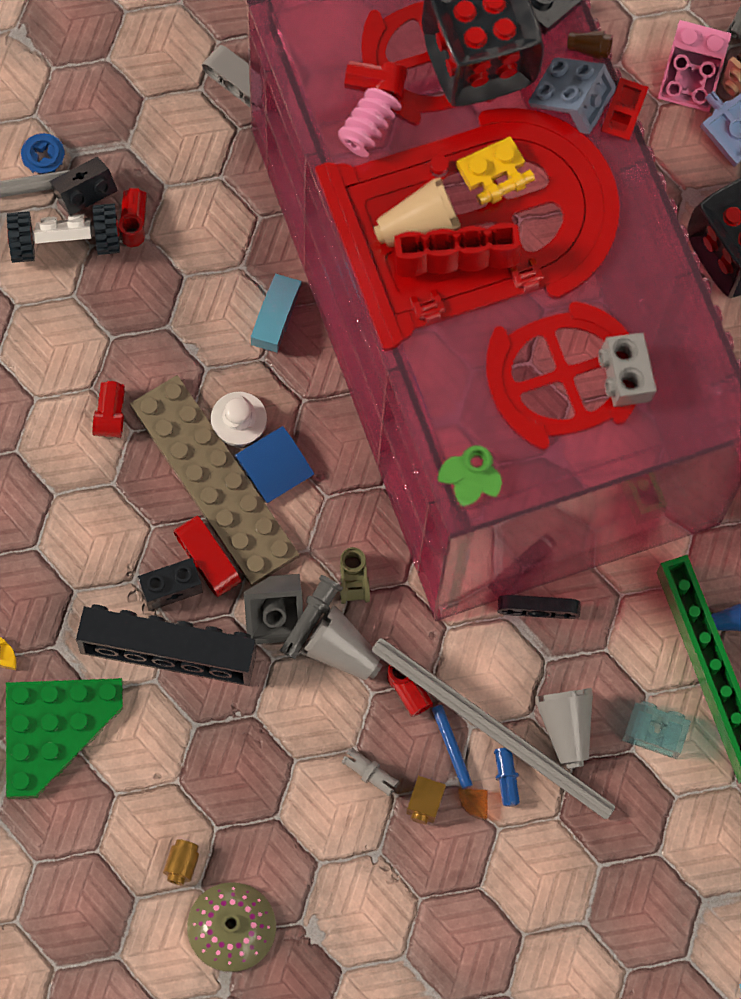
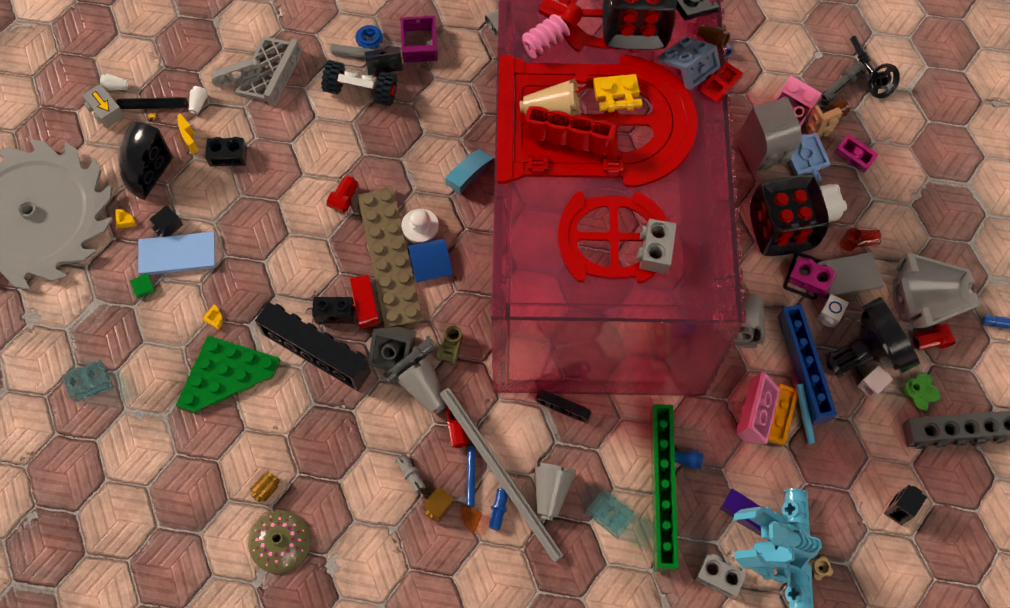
camera: 25 degrees right, 5 degrees down
(131, 154) = (422, 52): none -> magenta window
(133, 216) = (405, 89): red piece -> none
(471, 480) = (519, 283): bright green plate -> none
(685, 124) = (769, 135): none -> light grey brick

